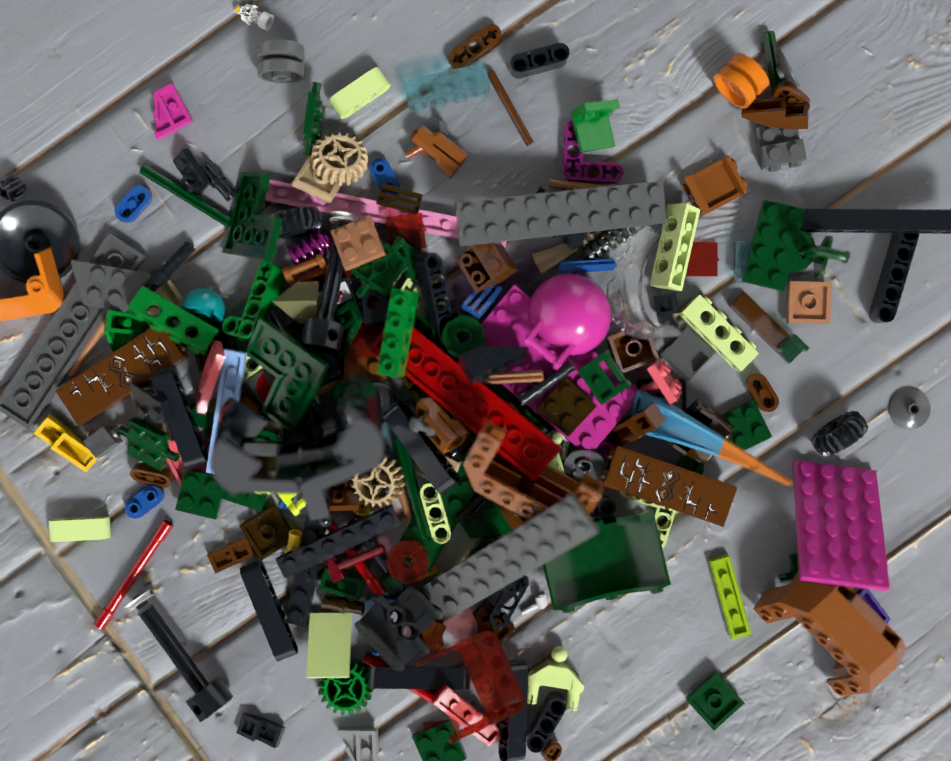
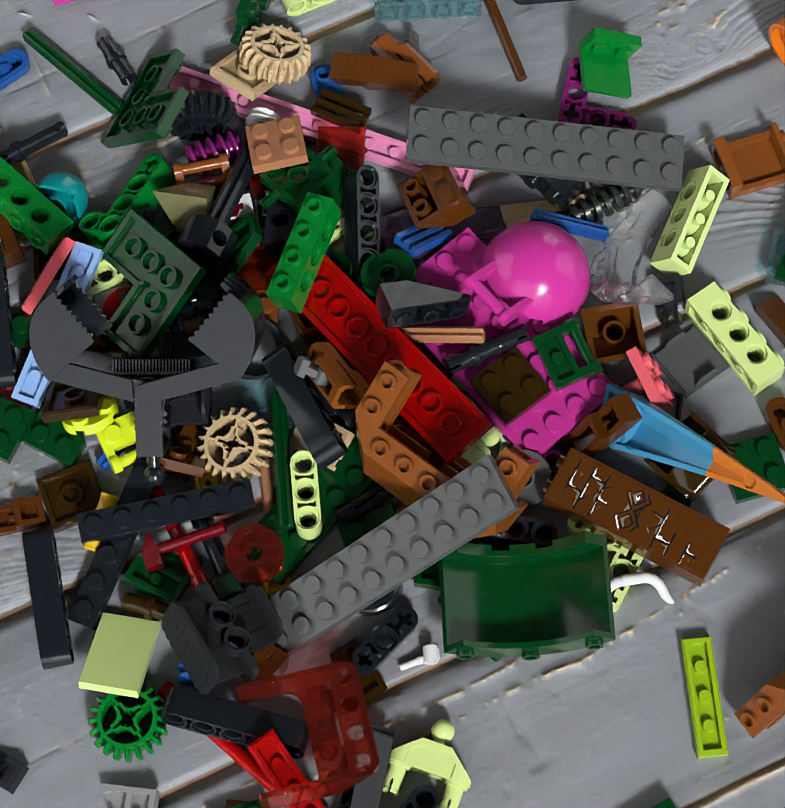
camera: 15 degrees right, 20 degrees down
(191, 172) = (87, 44): black plate -> none
(419, 164) = (373, 72): none -> reddish brown slope
(677, 525) = (639, 578): none -> white animal
(703, 260) = (724, 249): clear red piece -> none

